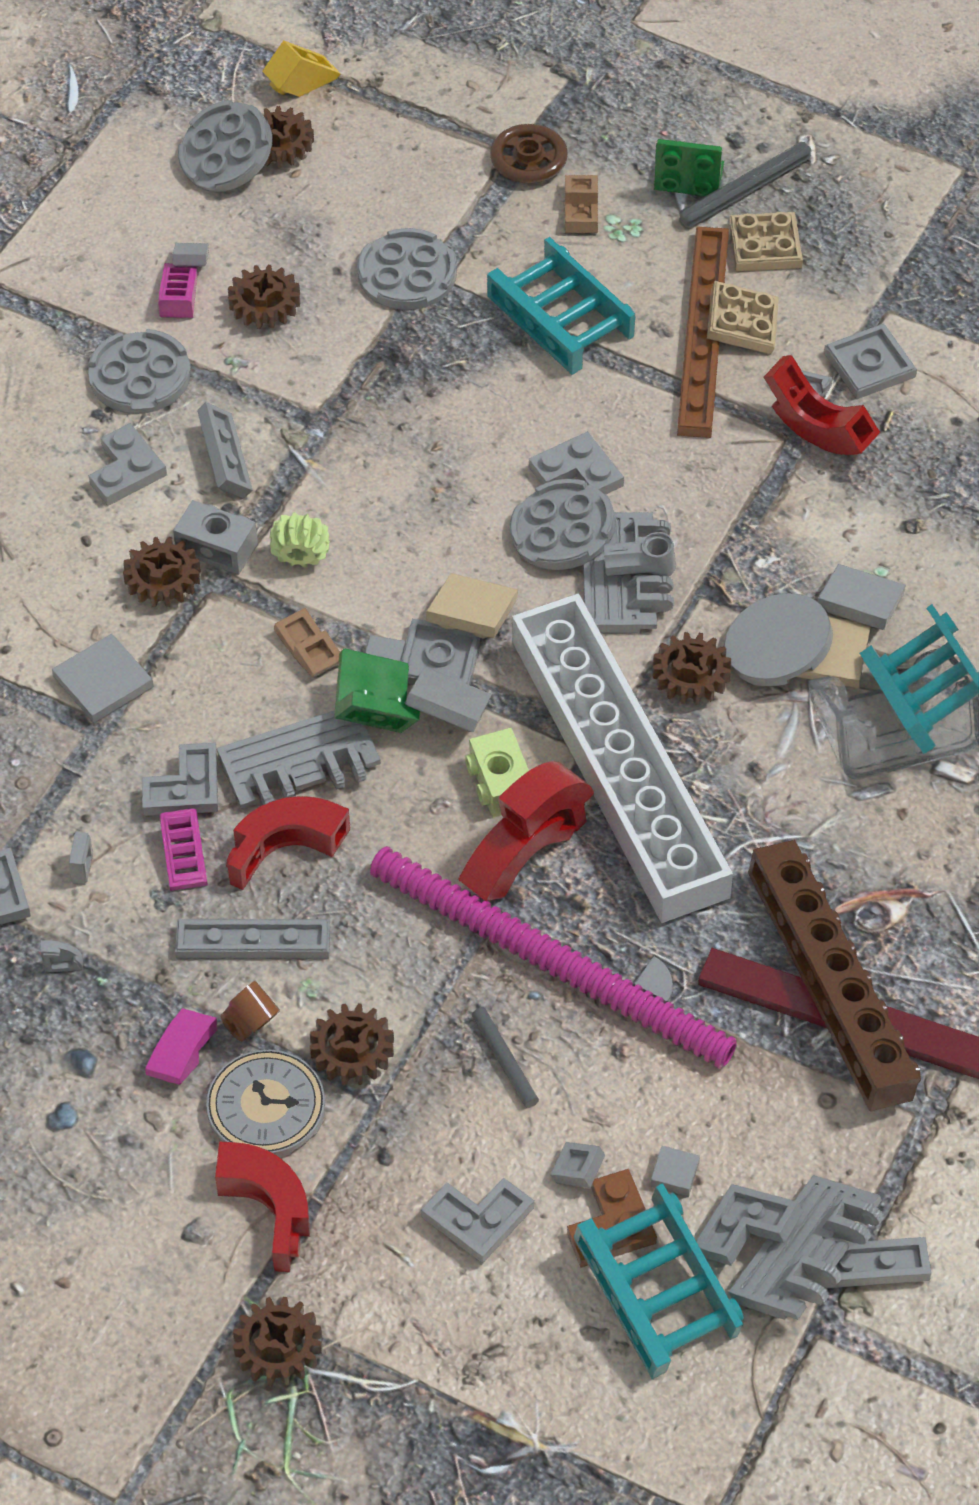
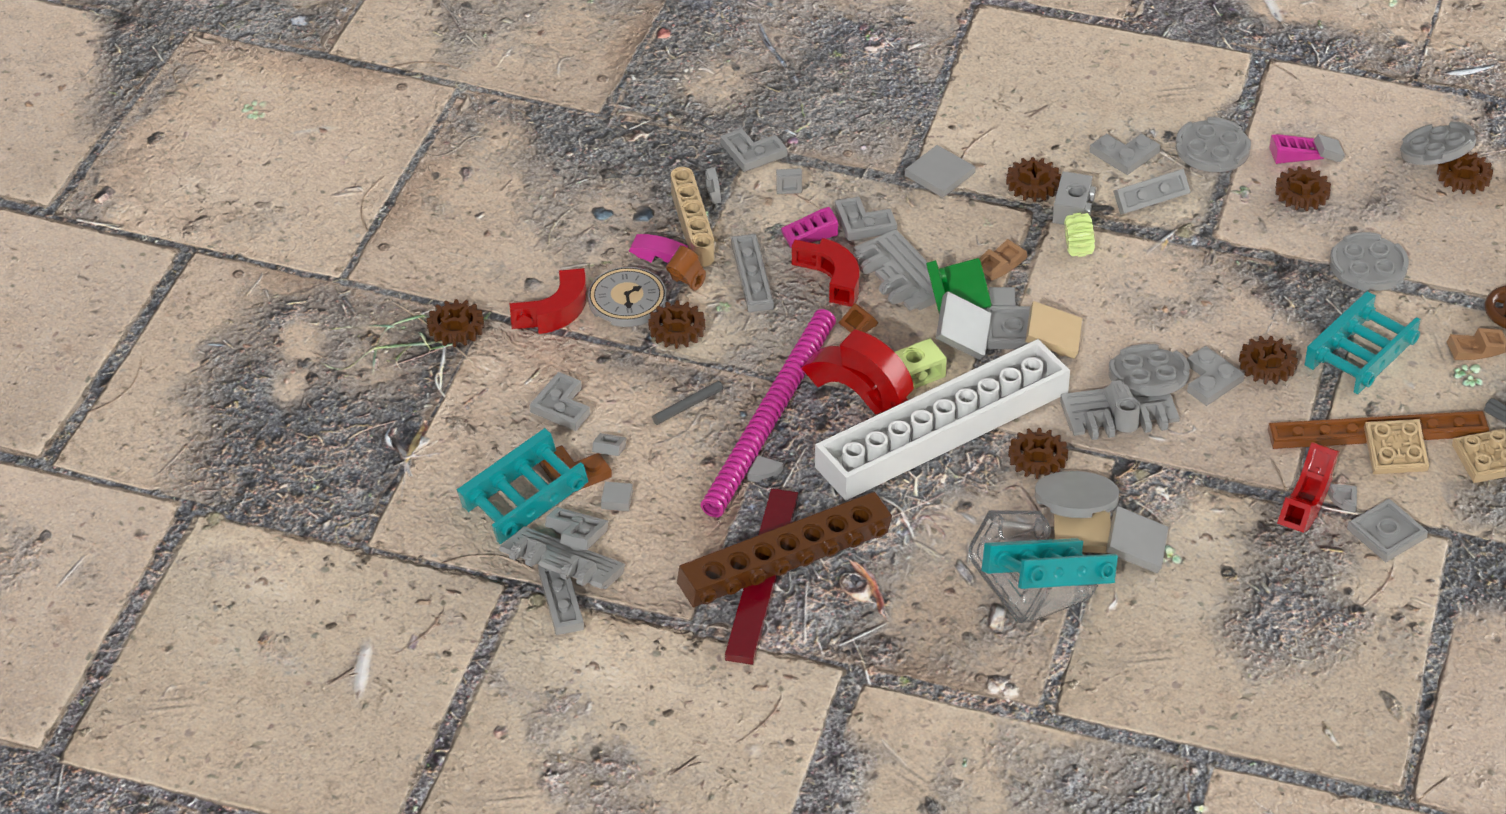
camera: 80 degrees right, 10 degrees down
(105, 983) = (692, 214): none -> tan beam
(387, 826) = (858, 319): none -> dark orange slope
(571, 401) = (1268, 360): none -> reddish brown gear

